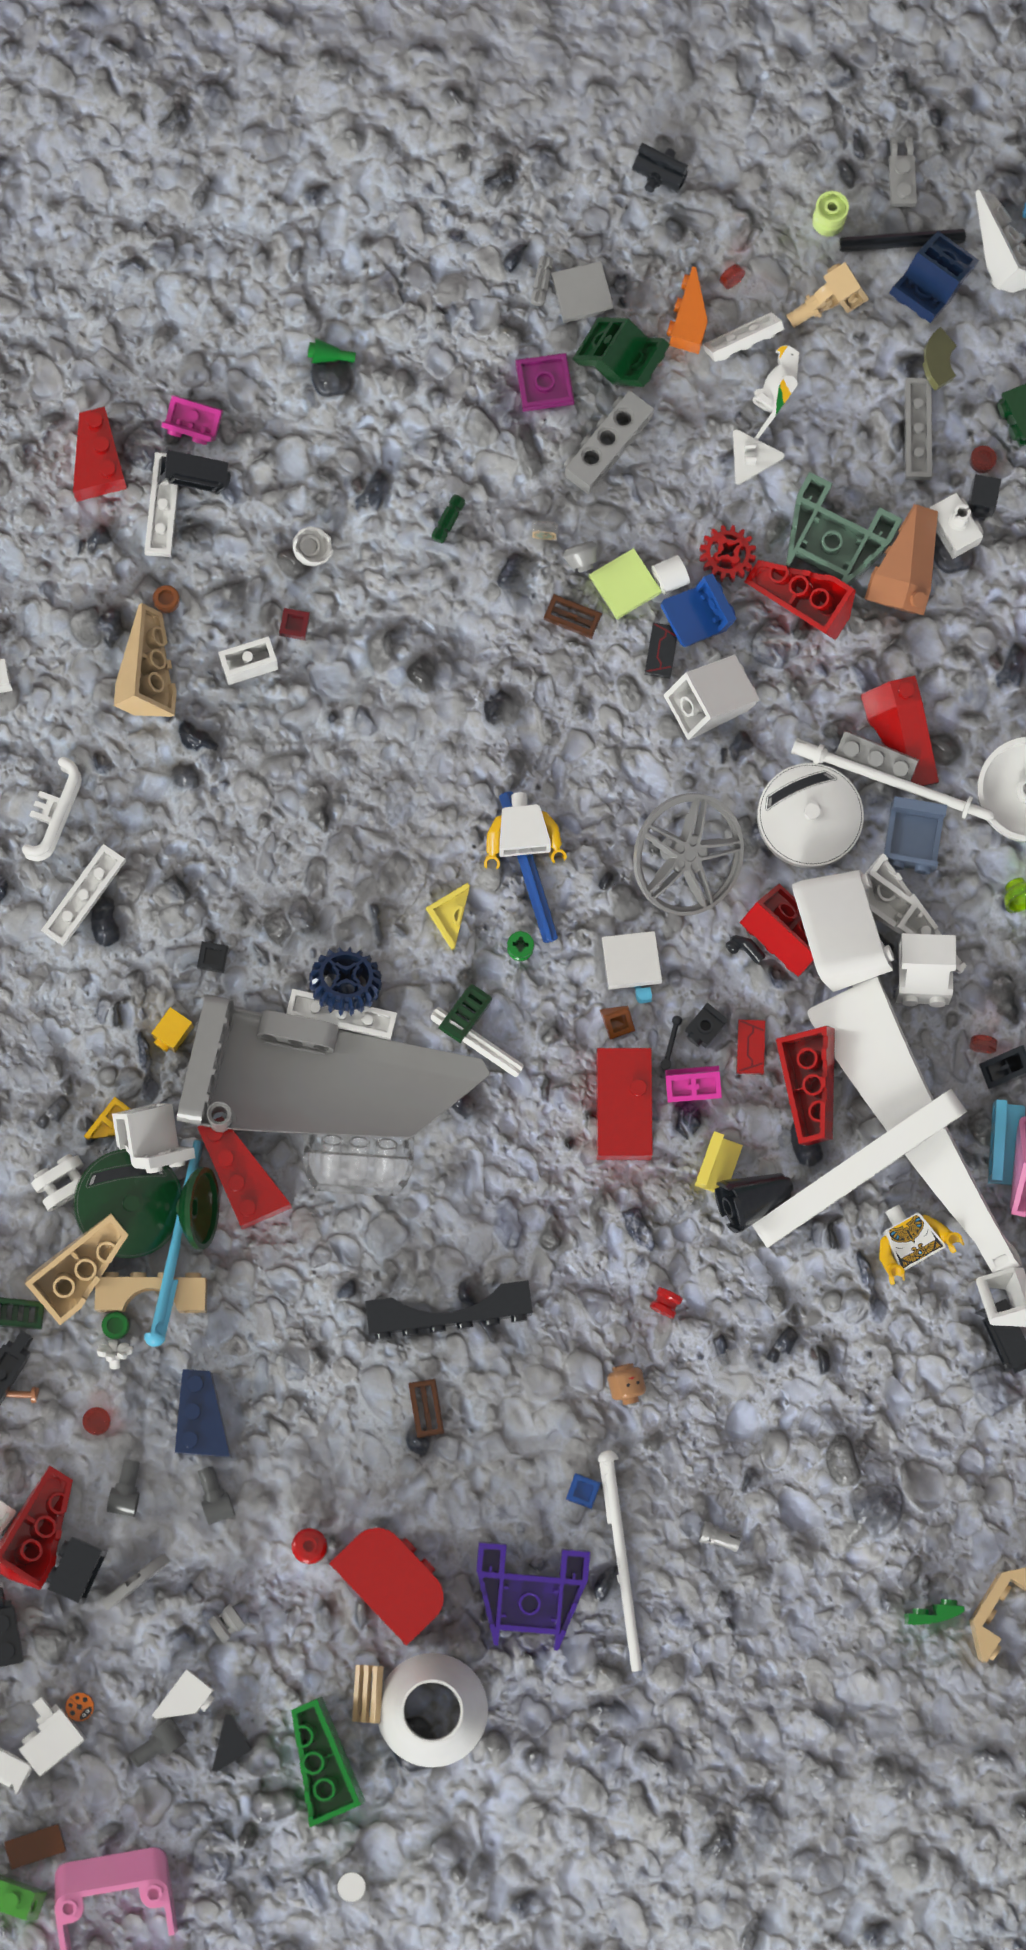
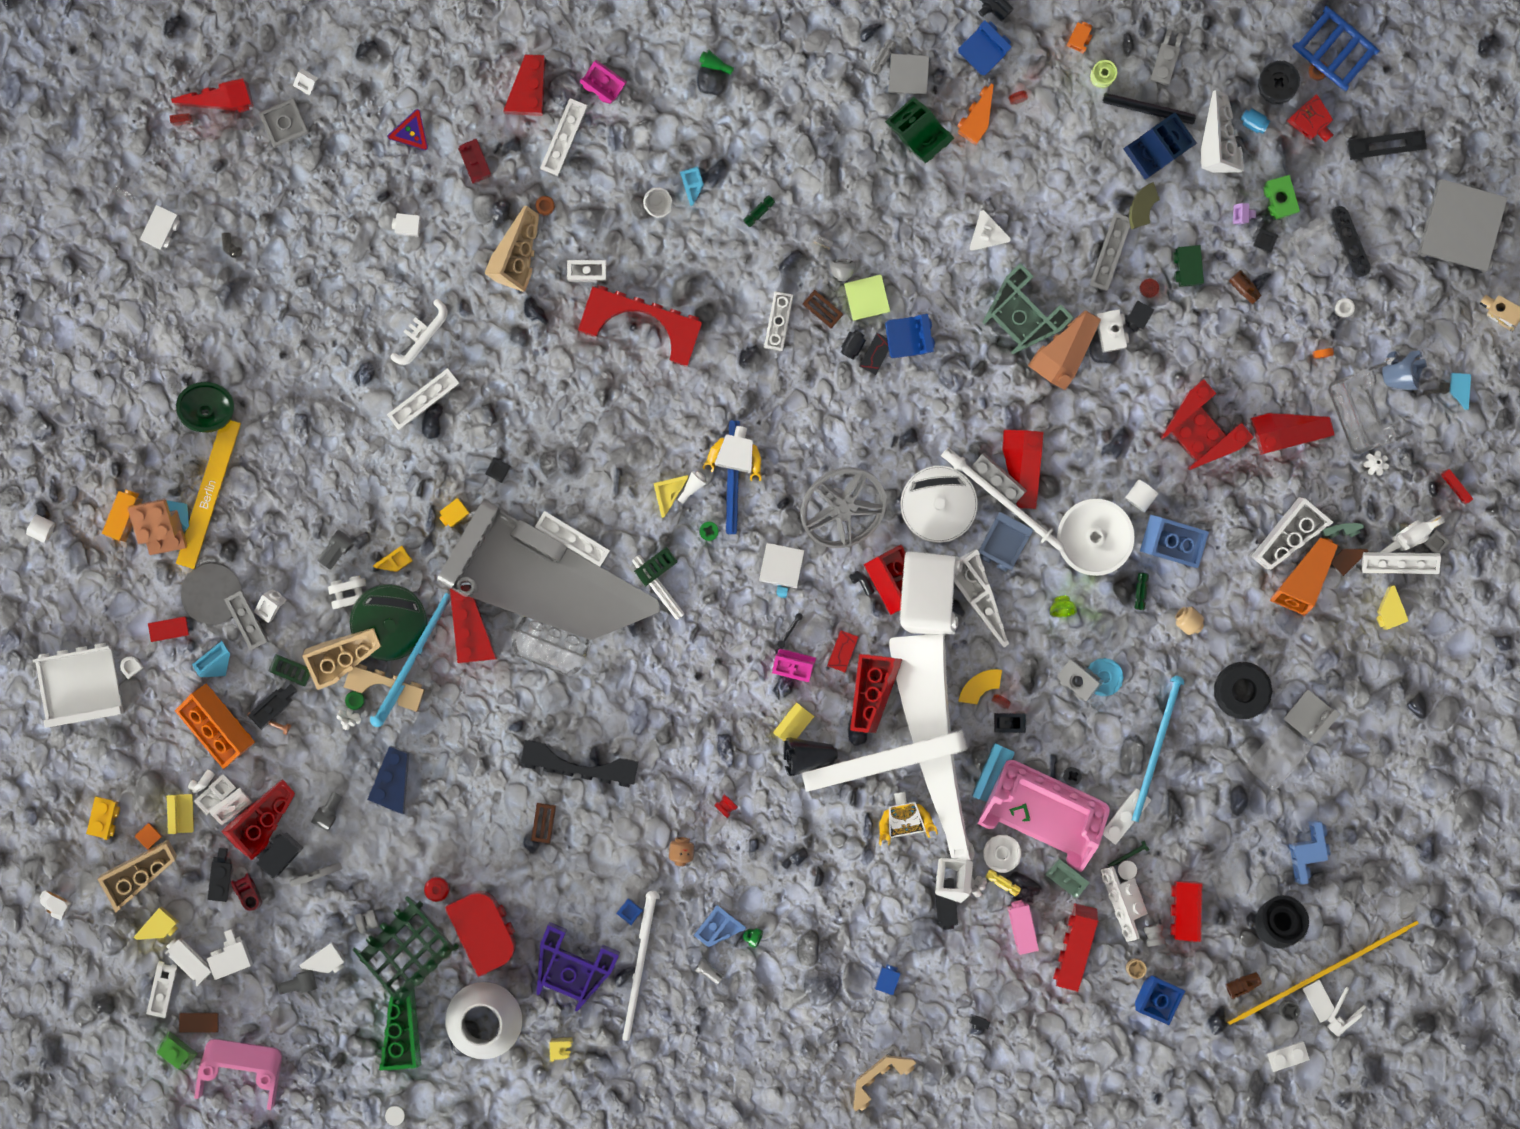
camera: 20 degrees right, 10 degrees up
(28, 1124) = (338, 546): none -> dark grey piece
(47, 1637) = (247, 891): none -> dark red piece
(55, 570) = (474, 161): none -> dark red hinge
(79, 1706) = (254, 942): orange tile -> none
(96, 1421) = (322, 759): clear red tile -> none
(150, 1137) = (416, 584): white piece -> none
(194, 471) = (591, 122): black window -> none
(199, 1208) = (433, 642): dark green dish -> none
(216, 1502) = (384, 841): dark grey pin -> none
(231, 1744) = (345, 1000): black slope -> none
(264, 1627) = (389, 932): none -> dark green window
(289, 696) = (605, 305): none -> red arch
(294, 624) = (627, 254): dark red tile -> none
(346, 991) = (586, 531): dark blue gear -> none
(349, 511) = (693, 183): none -> medium azure tile
(364, 1693) = (442, 996): tan tile -> none
(479, 891) = (693, 484): none -> white cone
(521, 664) = (780, 309): none -> white tile
(544, 382) = (860, 132): magenta tile -> none
(547, 1713) = (558, 1048): none -> light yellow hinge
(587, 475) = (868, 212): light grey brick -> none
(617, 1021) = (758, 604): dark orange slope -> none
(624, 1103) = (742, 663): red brick -> none
(627, 646) = (853, 344): none -> black brick
(669, 228) = (985, 48): none -> blue bracket
(670, 574) = (899, 302): white piece -> none
(704, 1037) = (823, 625): black brick -> none
(711, 696) = (899, 399): white slope -> none
(711, 1471) = (718, 927): none -> medium blue wing
(723, 543) = (957, 296): red gear -> none
(743, 337) = (1010, 145): white plate -> none
(767, 1469) = (755, 938): none -> green tile
(778, 384) = (1022, 189): white animal -> none
(784, 180) = (1080, 37): none -> orange brick
(809, 595) = (991, 351): red wedge -> none
(840, 288) = (1091, 133): tan brick -> none
(926, 969) = (978, 639): white piece -> none
(941, 1612) = (839, 1069): green slope -> none
(946, 1032) = (979, 685): none -> yellow tile
(965, 1466) = (887, 979): none -> blue brick

